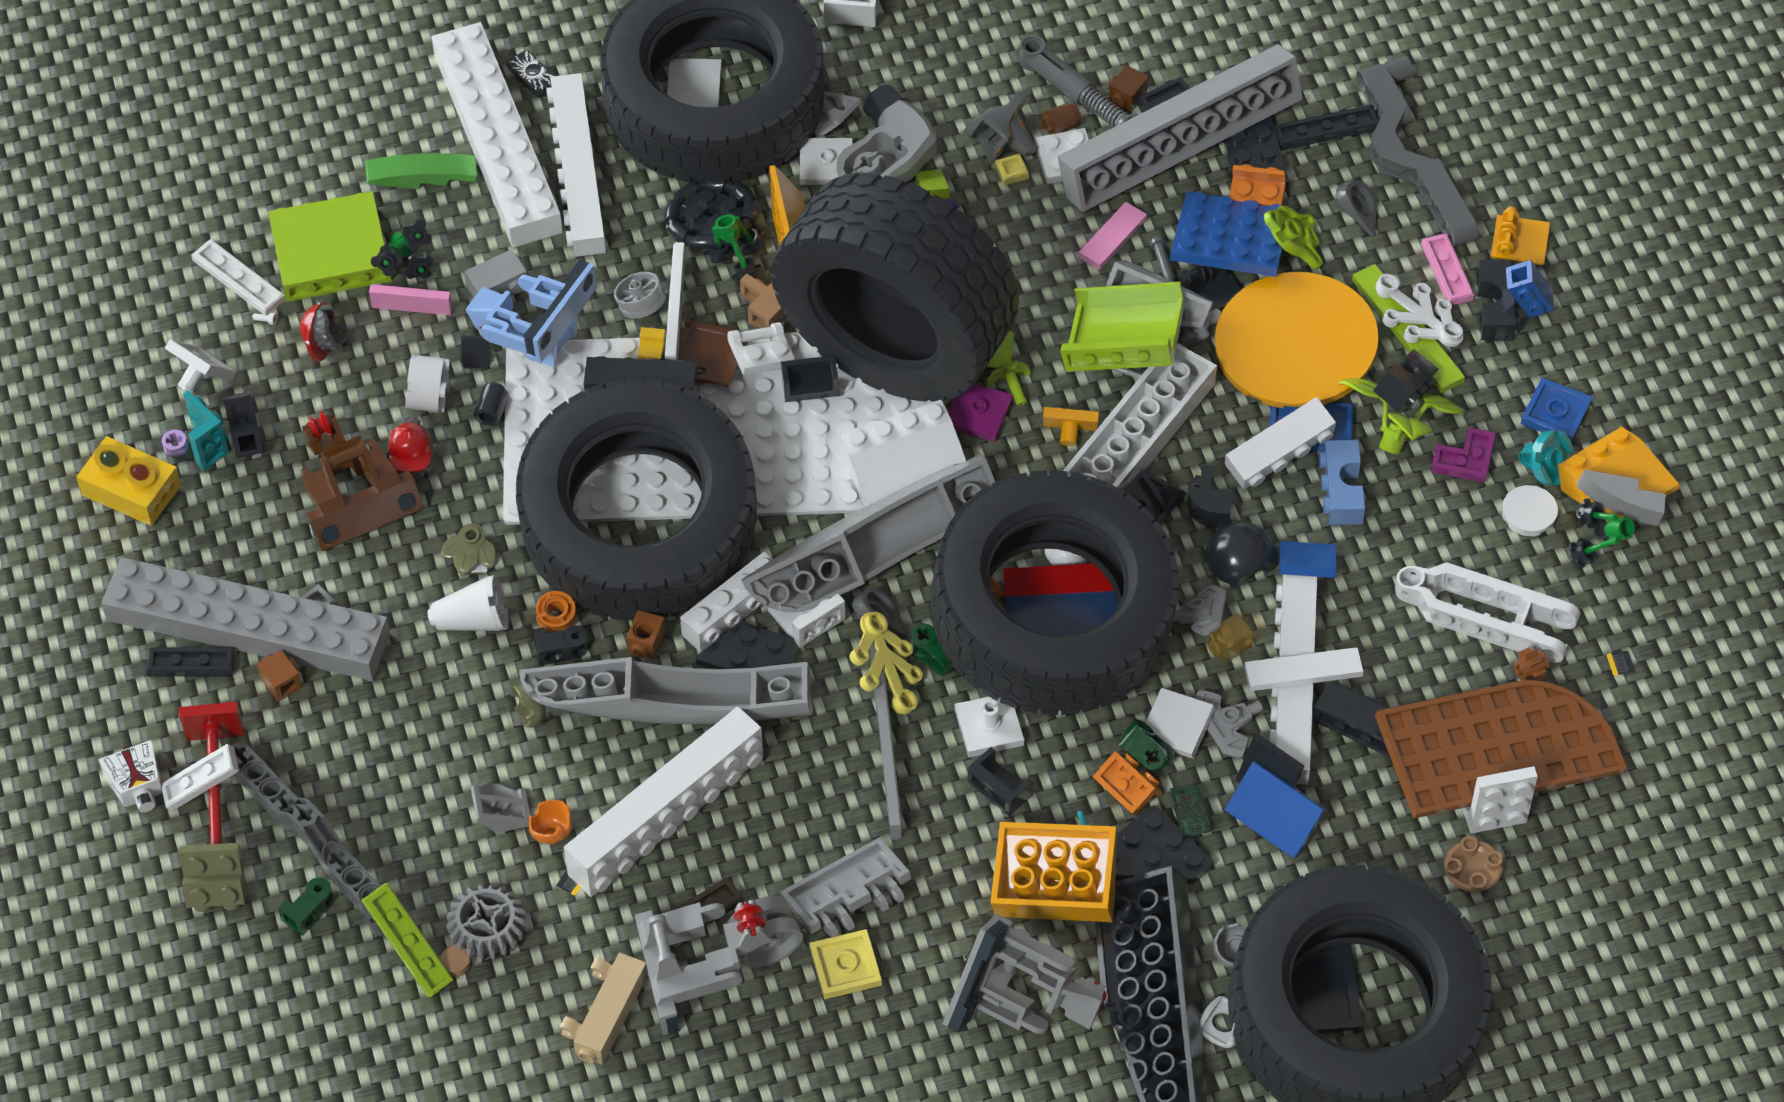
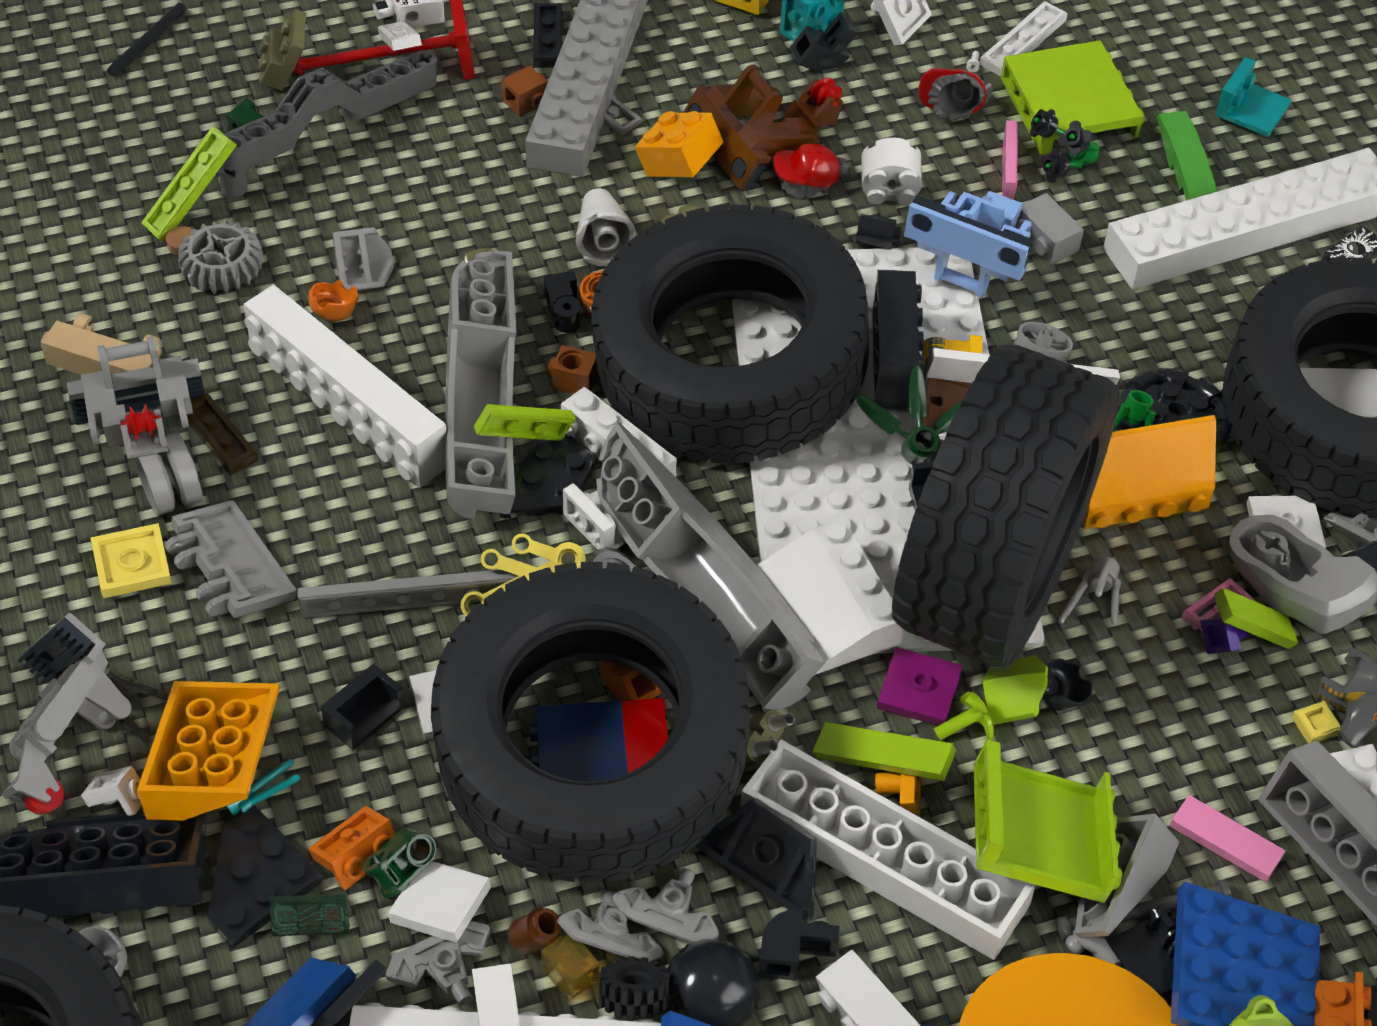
camera: 85 degrees right, 5 degrees down
(158, 1018) = (145, 40): none -> black bar
(348, 116) = (1249, 104): none -> teal bracket
(378, 544) = (678, 144): none -> light orange brick
(577, 165) = (1193, 291): white brick -> none
(729, 654) = (524, 422): none -> lime tile
(752, 383) = (922, 441): none -> dark green plant
(1052, 425) = (884, 751): none -> lime tile
(1082, 949) = (114, 786): none -> white bracket
(1192, 573) = (668, 910): none -> light grey piece
(1206, 656) = (534, 930): none -> reddish brown brick
(1260, 602) = (634, 987): none -> black tyre

